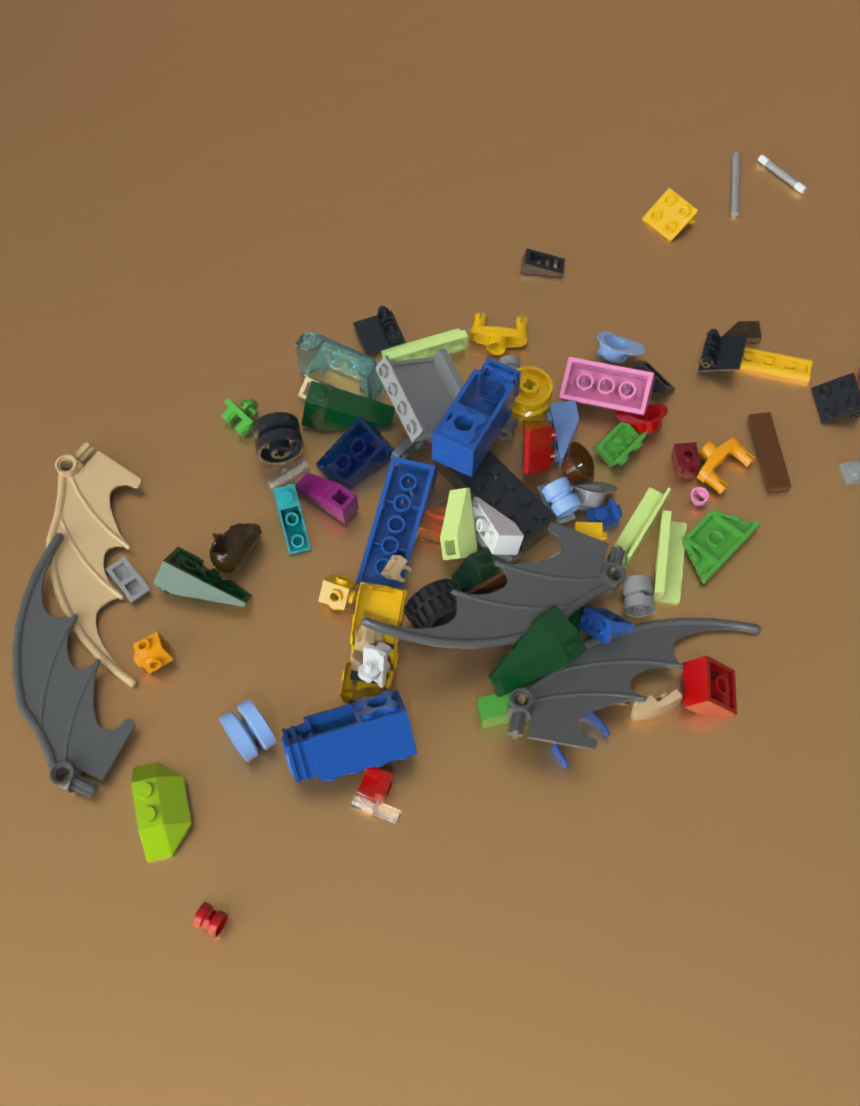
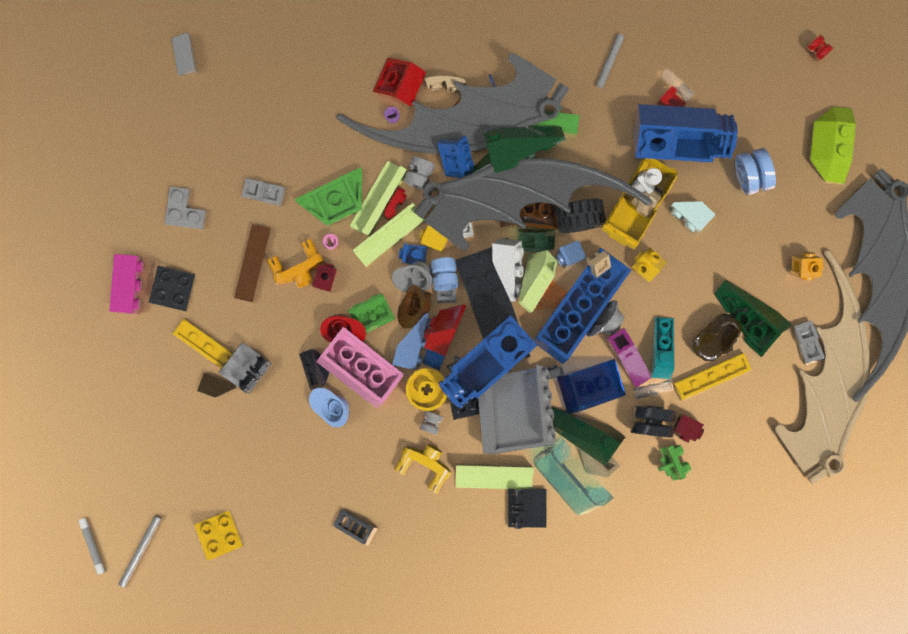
camera: 160 degrees left, 25 degrees up
(226, 512) = (712, 376): none -> yellow tile
(237, 451) = (688, 428): none -> dark red brick
(305, 665) = (694, 214): none -> light aqua slope
(362, 517) = (608, 321): none -> light grey piece
(430, 566) = (570, 254): none -> medium blue slope
(470, 808) = (610, 60): none -> light grey bar
(649, 550) = (398, 198): none -> red plate
(696, 644) = (391, 112): none -> medium lavender hinge
(797, 523) = (263, 192): none -> light grey slope

